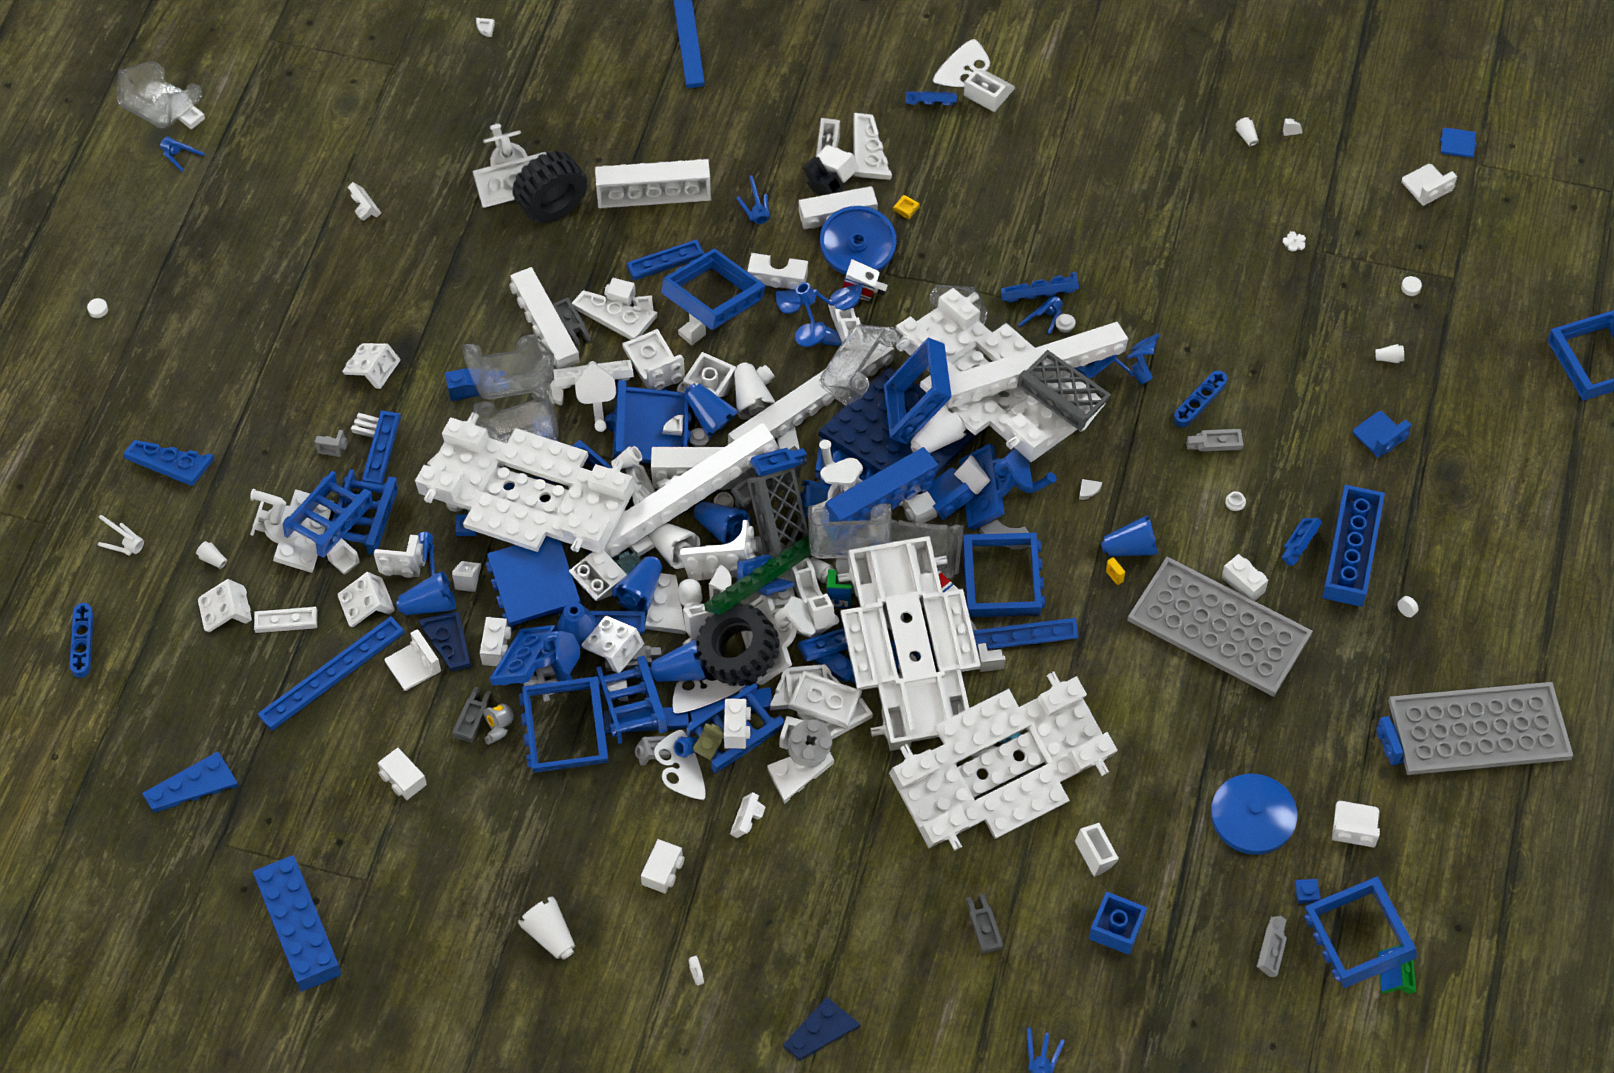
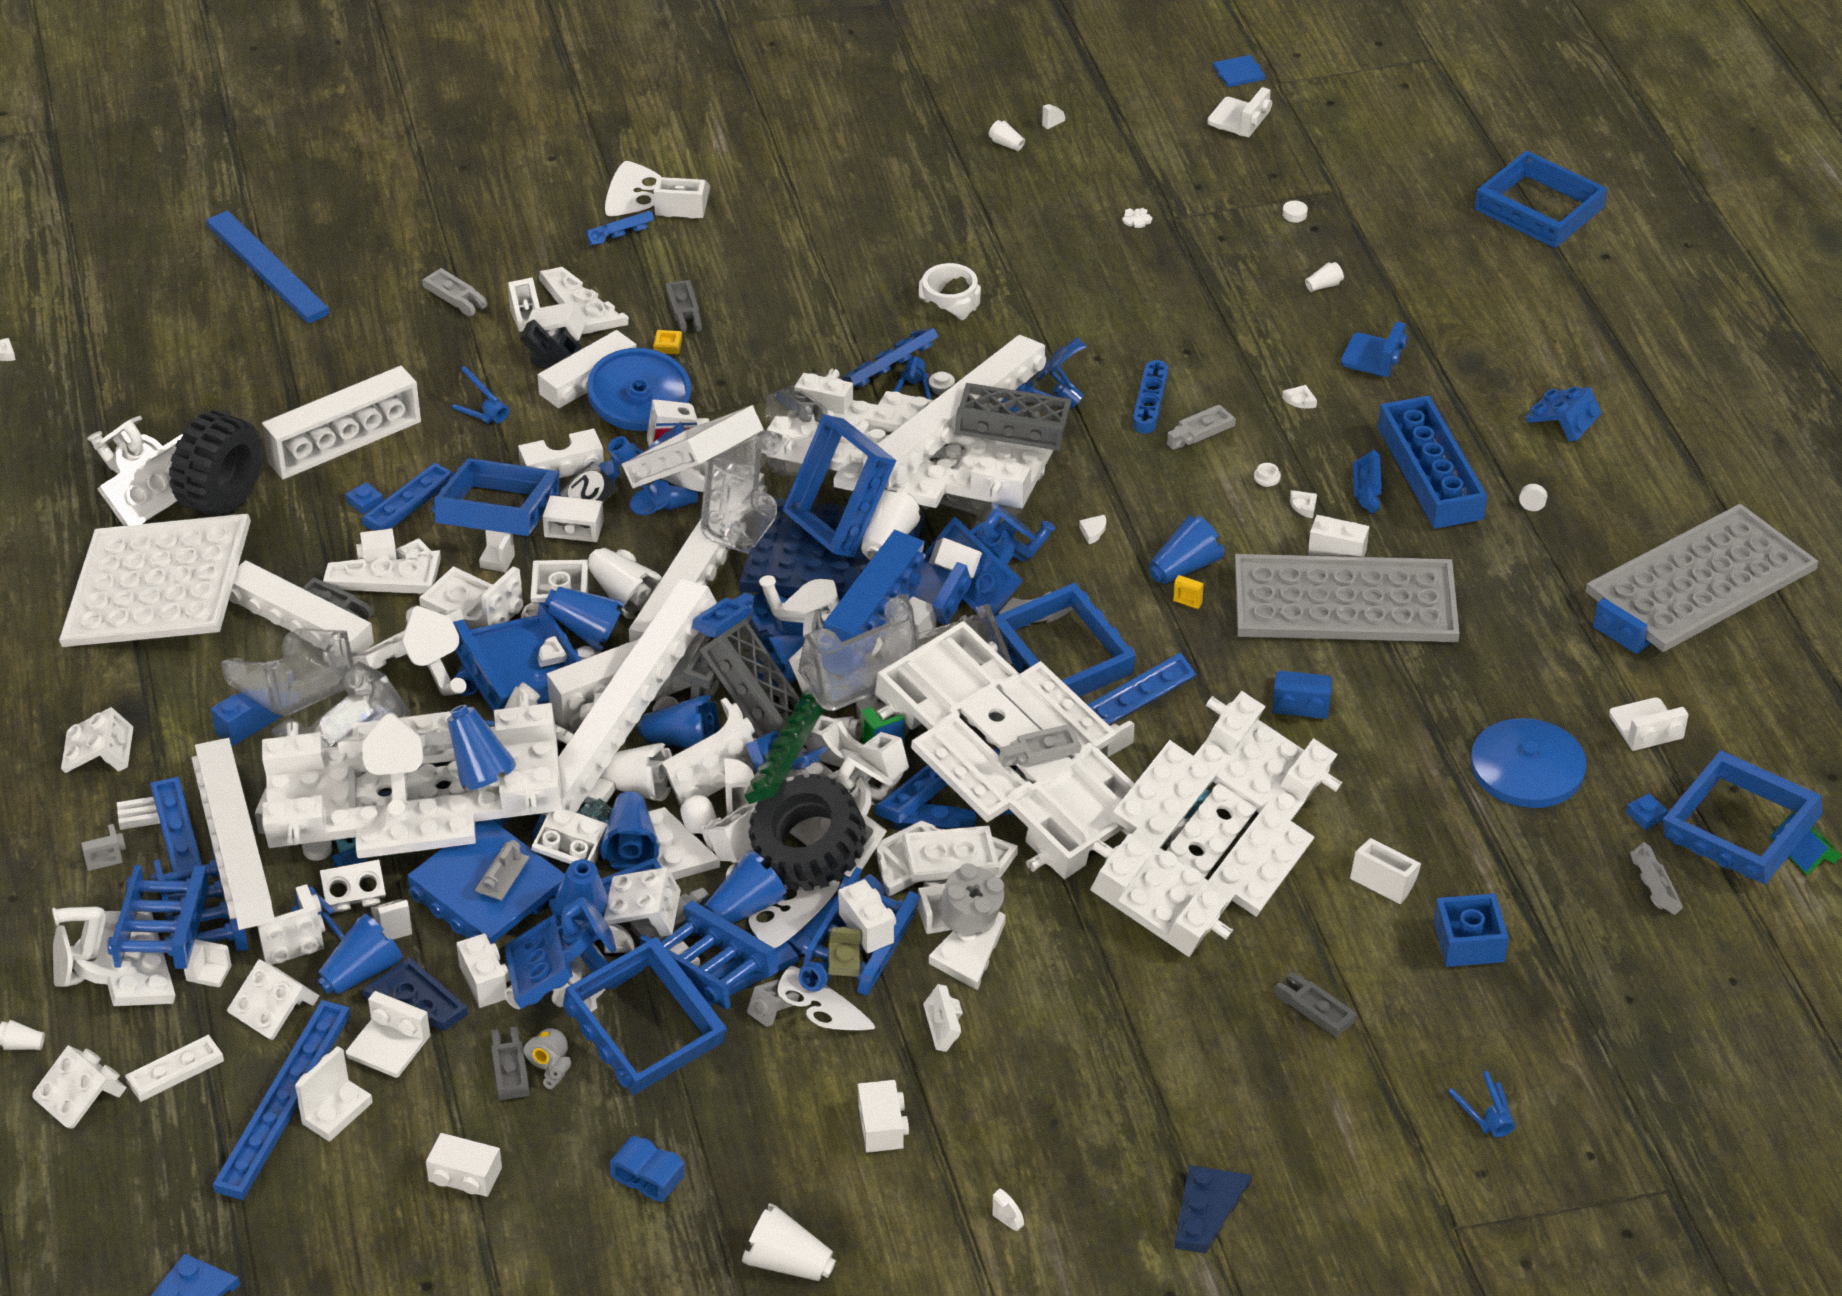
camera: 30 degrees left, 15 degrees down
(355, 687) = (328, 1098): none -> white bracket
(402, 473) = (232, 835): none -> white brick
(455, 539) = (351, 877): none -> white brick
(472, 256) = (156, 580): none -> white tile
(505, 830) = (647, 1168): none -> blue brick
(510, 463) = (394, 751): none -> white plate
(541, 581) = (503, 871): none -> light grey hinge
(561, 494) = (477, 749): none -> blue cone
(587, 659) = (623, 940): none -> white tile
(638, 247) = (364, 498): none -> blue plate
(753, 326) = (573, 518): none -> white brick
(778, 306) = (589, 484): none -> sticker
(791, 103) = (454, 291): none -> light grey hinge
(845, 315) = (692, 446): none -> white window
(918, 655) = (1040, 746): none -> light grey hinge
(931, 316) = (802, 405): none -> dark grey hinge
(934, 181) = (683, 304): none -> dark grey hinge
(1115, 236) = (958, 304): none -> white piece
(1137, 687) = (1302, 694): none -> blue bracket
(1246, 535) = (1303, 502): none -> white tile
(1304, 446) = (1300, 397): none -> white tile
(1485, 546) = (1573, 407): none -> blue bracket

